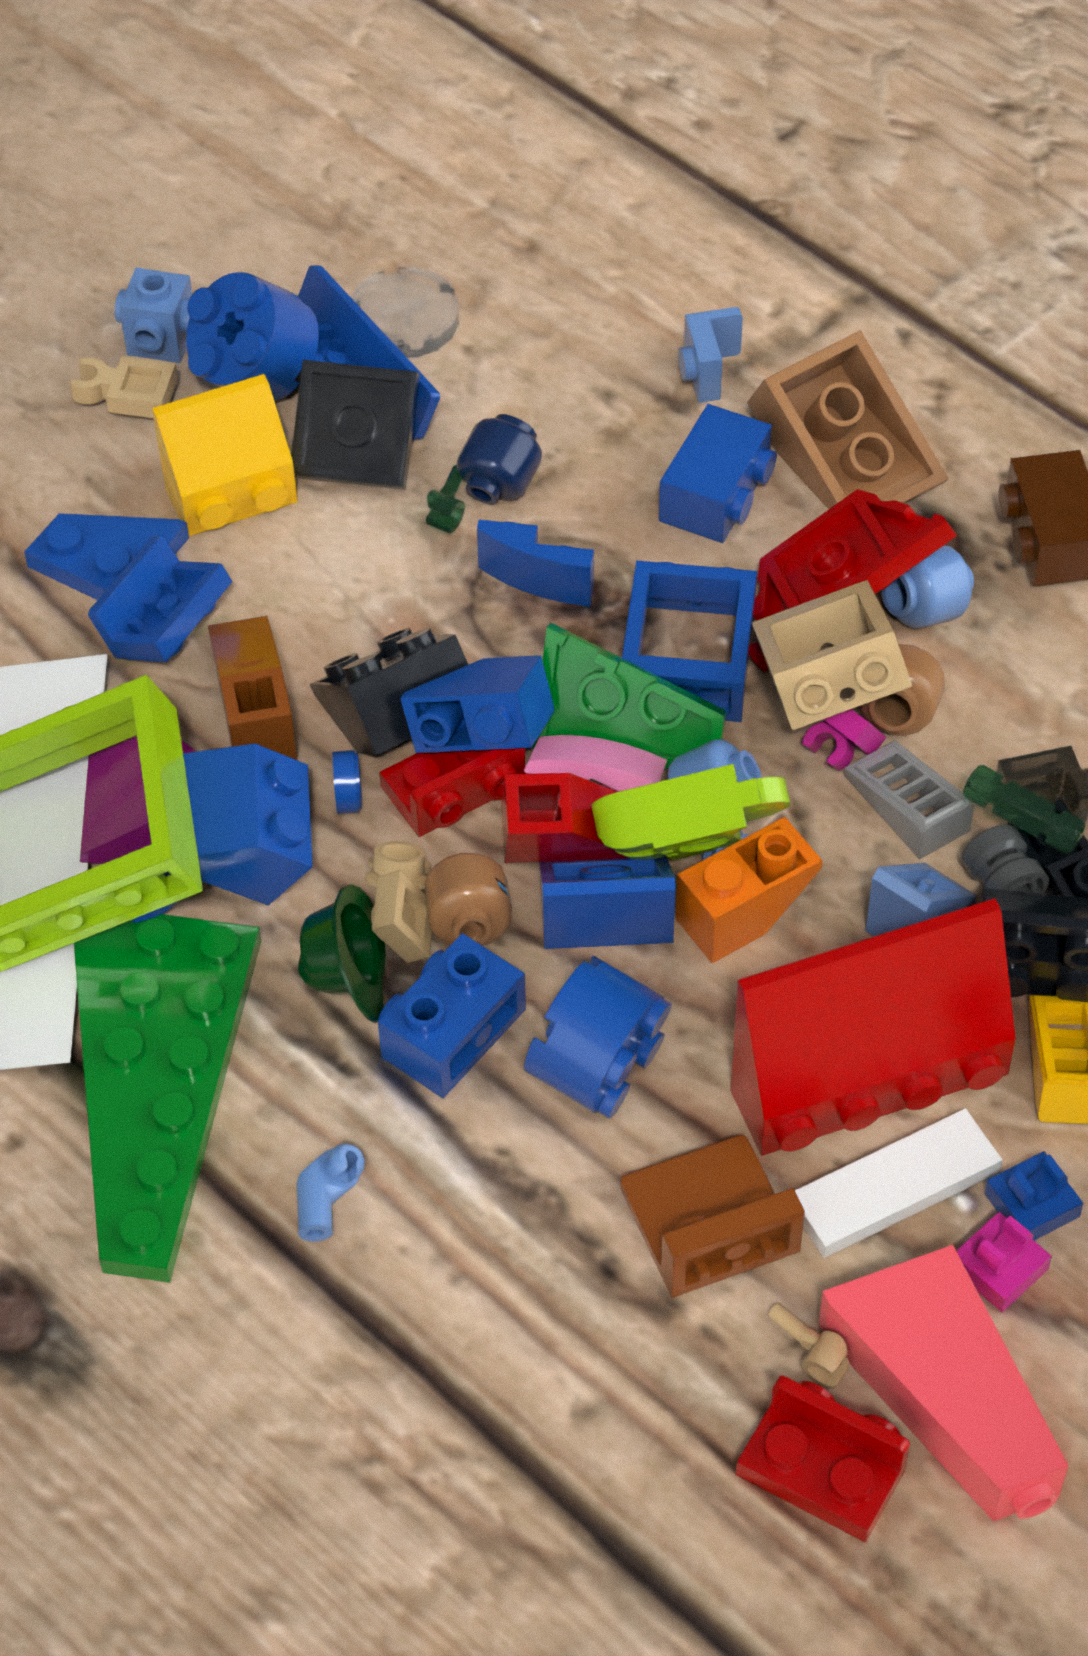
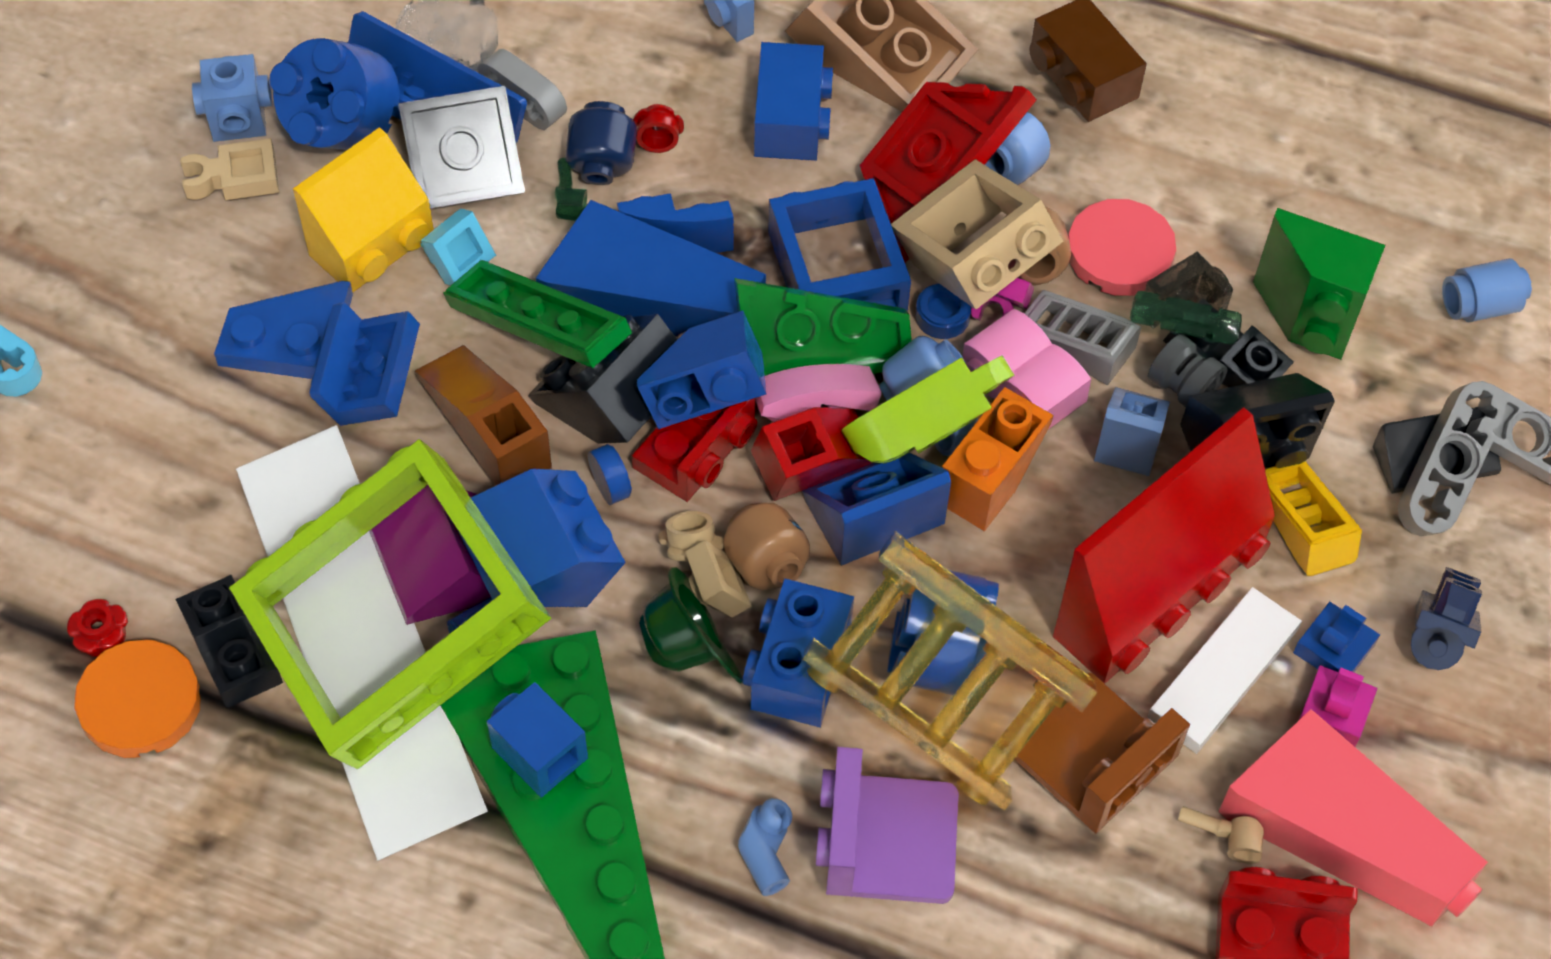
camera: 25 degrees left, 5 degrees up
(139, 1003) = (537, 738): none -> blue brick
(306, 520) = (457, 245): none -> medium azure tile
(345, 602) = (538, 313): none -> green tile
(446, 1217) = (887, 834): none -> medium lavender bracket
(459, 398) = (543, 98): none -> light grey beam
(466, 587) = (643, 270): none -> blue slope
(567, 462) = (658, 128): none -> red plate
(638, 1063) = (955, 609): none -> clear yellow fence
(771, 734) = (941, 313): none -> blue tile
(833, 813) = (1041, 369): none -> bright pink brick
(1001, 717) = (1120, 245): none -> coral tile

